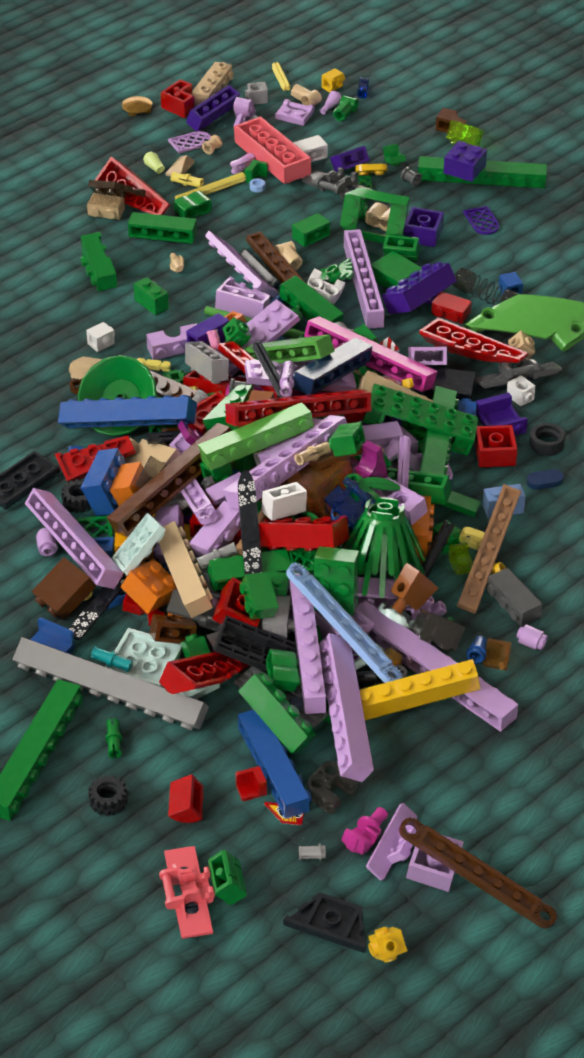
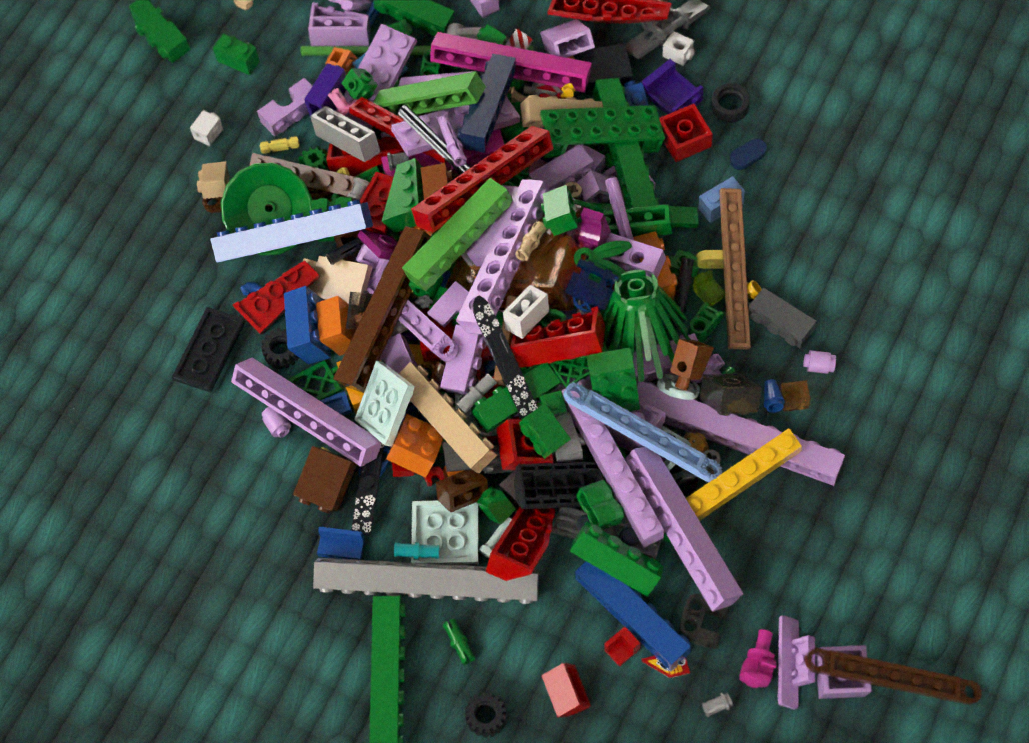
camera: 15 degrees left, 20 degrees up
(446, 580) = (706, 320): none -> green piece

